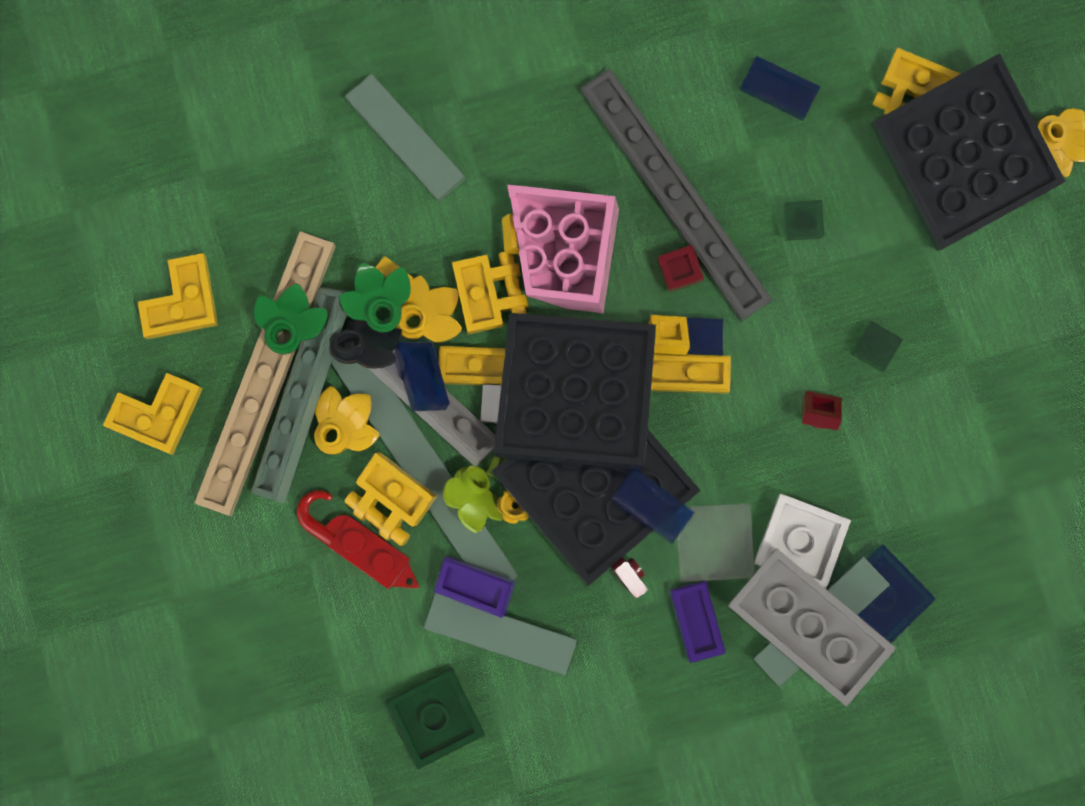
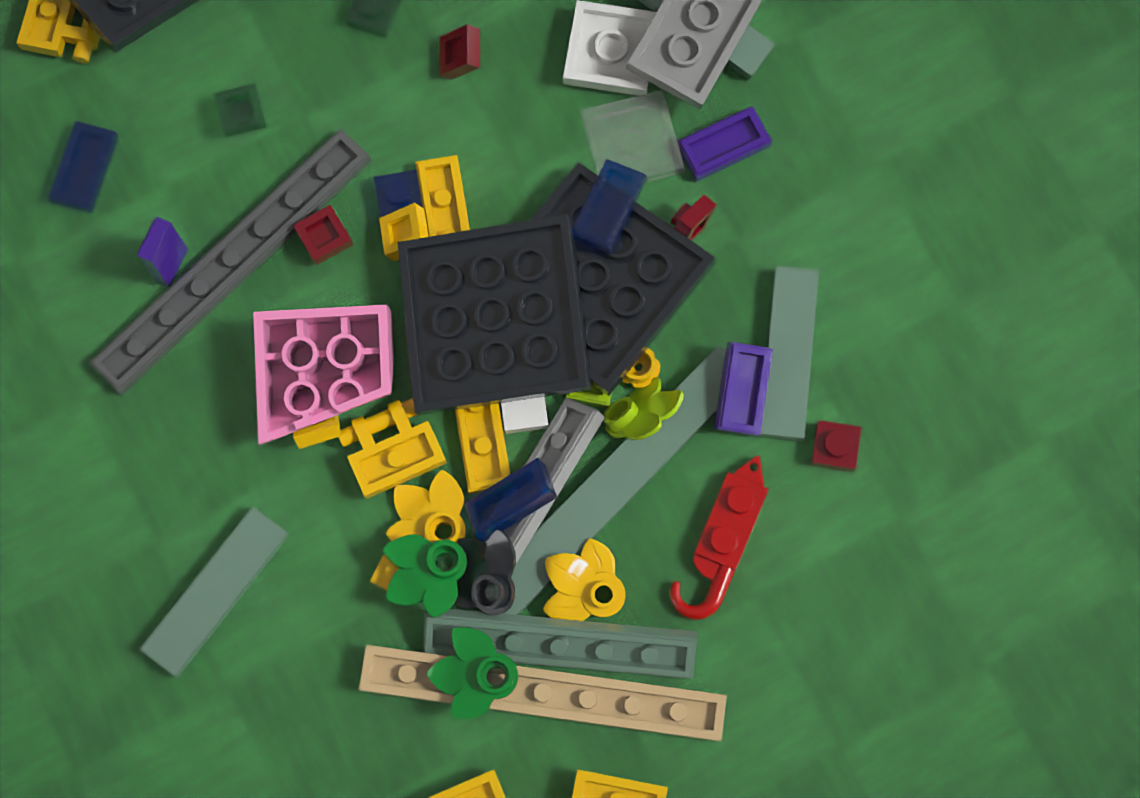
camera: 105 degrees left, 5 degrees down
(394, 489) = (653, 500): yellow plate -> none
(413, 654) = (836, 446): none -> dark red plate
(435, 718) = (900, 406): dark green tile -> none
(685, 134) = (162, 251): none -> dark purple tile

